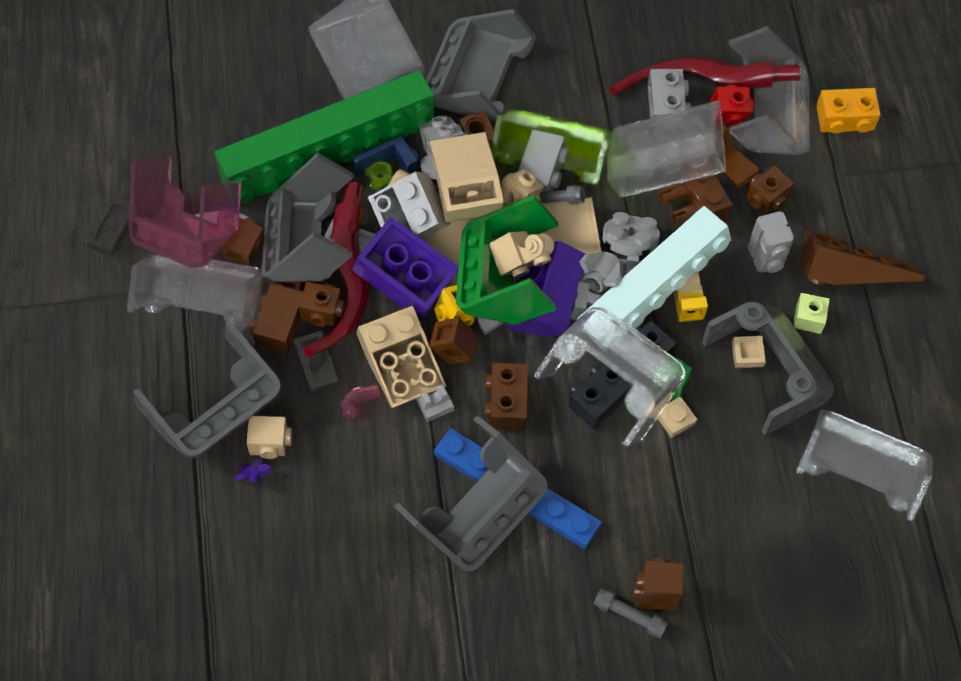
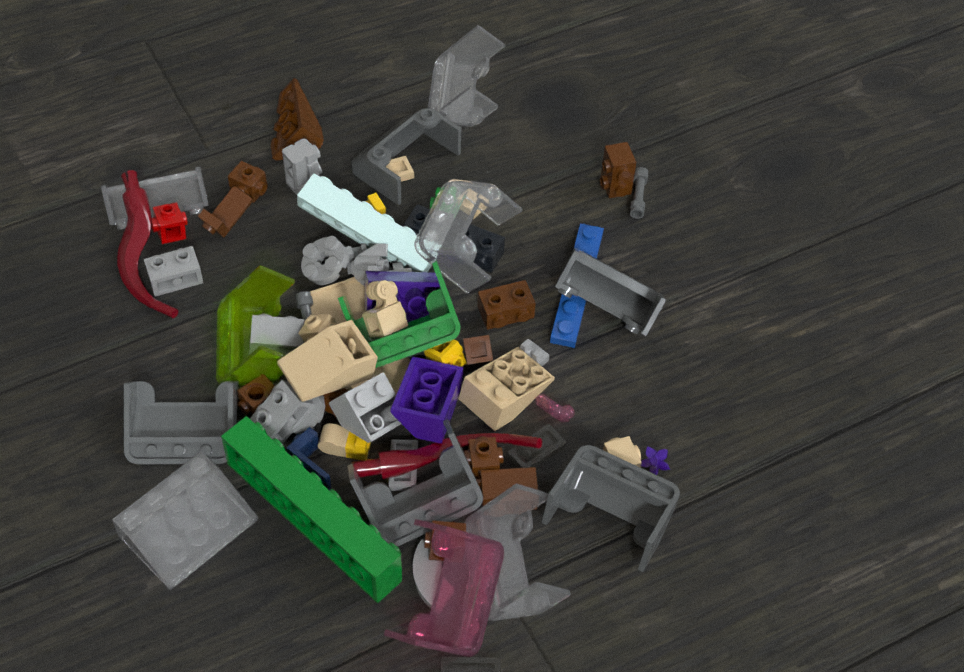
camera: 110 degrees left, 10 degrees down
(376, 169) = (330, 458): clear neon green plate -> none
(667, 150) = (230, 240): clear slope -> none
(697, 193) = (267, 223): reddish brown brick -> none
(811, 313) = (349, 140): yellowish green plate -> none
(848, 110) = (148, 151): light orange brick -> none

